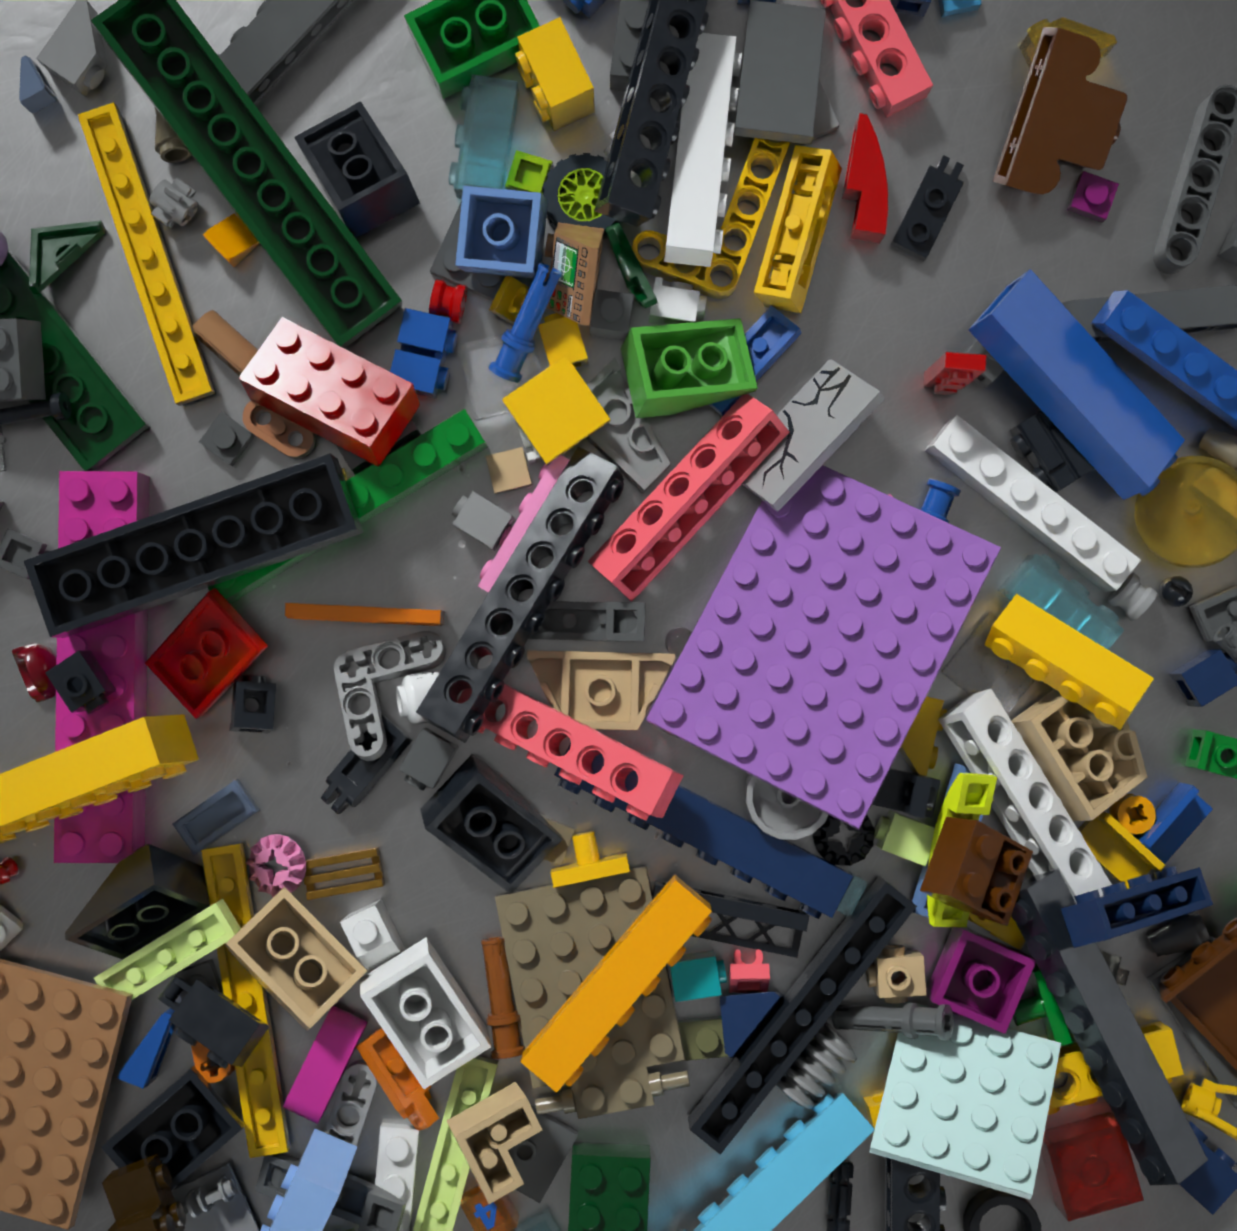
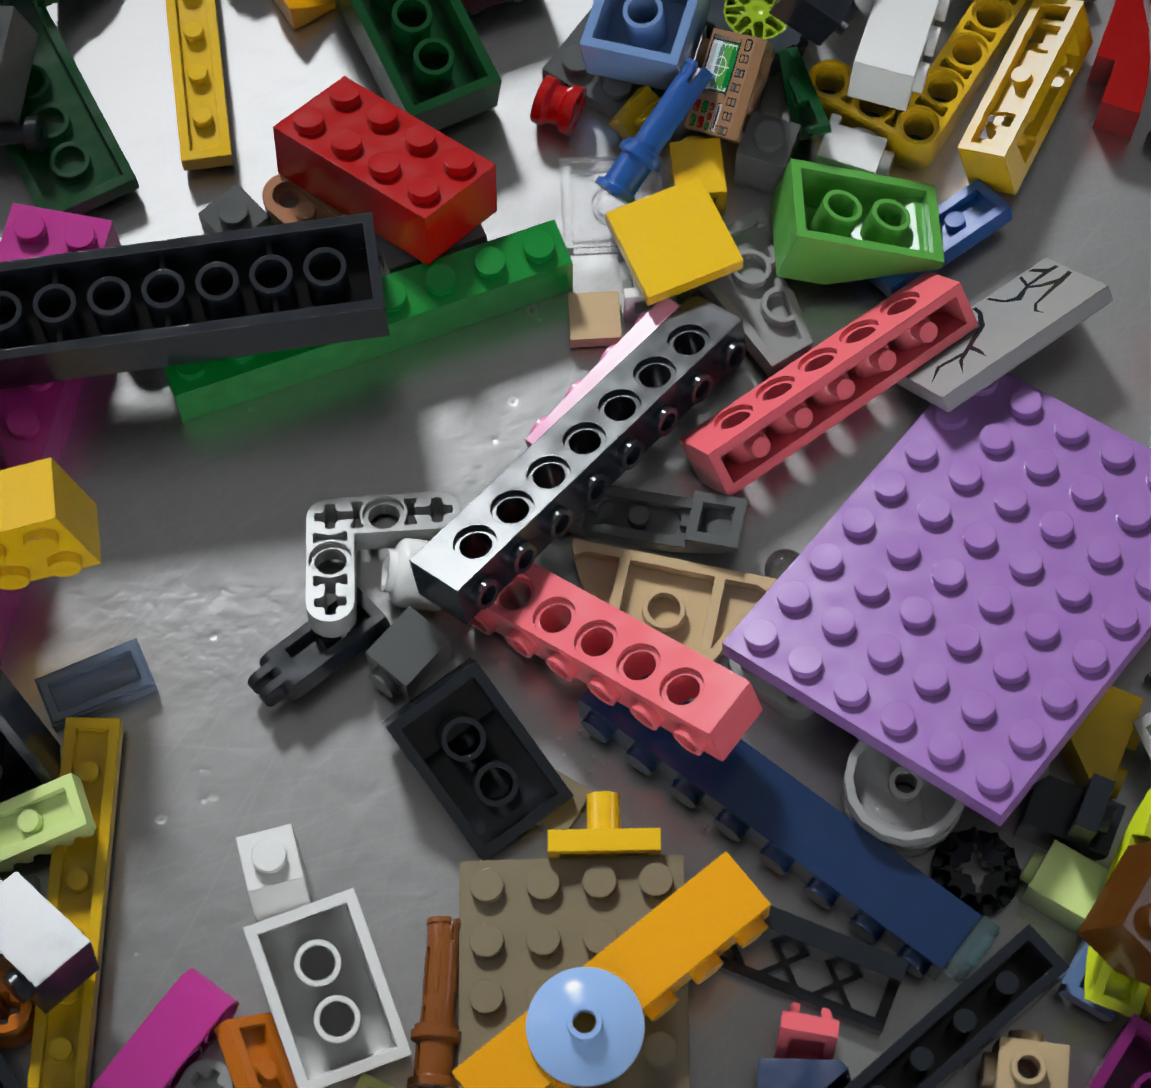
camera: 15 degrees right, 20 degrees down
(206, 653) = (144, 459): red tile -> none
(224, 341) = (257, 102): medium nougat brick -> none
(264, 693) = (185, 544): black brick -> none
(286, 853) = (173, 780): bright pink gear -> none
(295, 958) = (160, 881): tan brick -> none
(364, 614) = (365, 455): orange tile -> none
(376, 868) = (252, 771): pearl gold tile -> none
(424, 350) = (521, 148): blue piece -> none
(481, 519) = (545, 365): light grey brick -> none
(604, 997) = (592, 1056): none -> light blue dish
(697, 976) = (730, 1024): teal brick -> none

